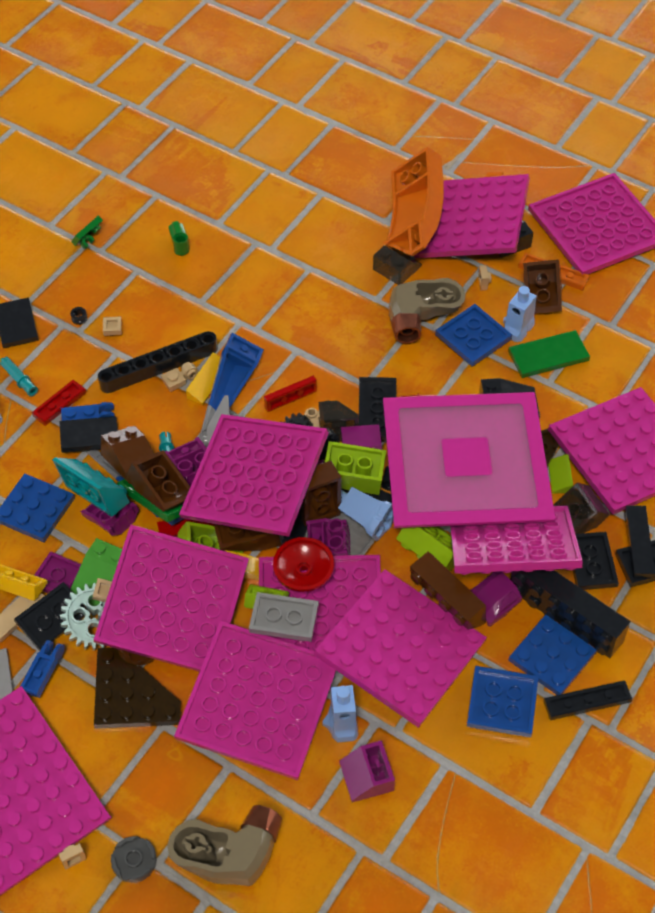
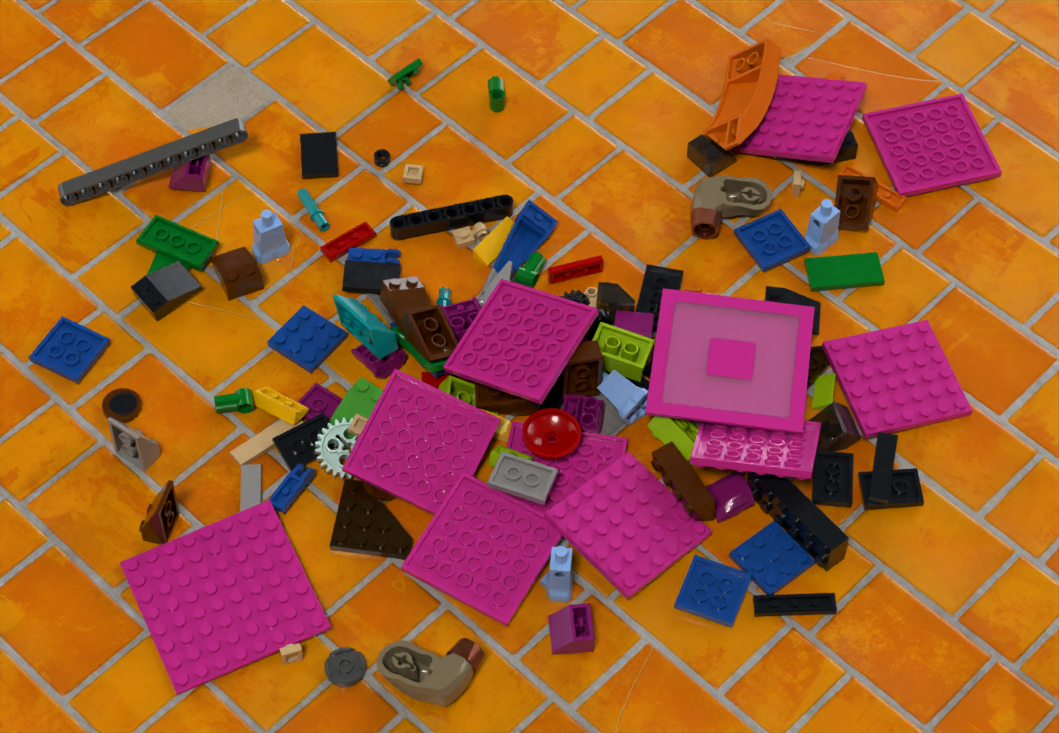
camera: 10 degrees right, 0 degrees up
(246, 404) = (530, 272): none -> green piece

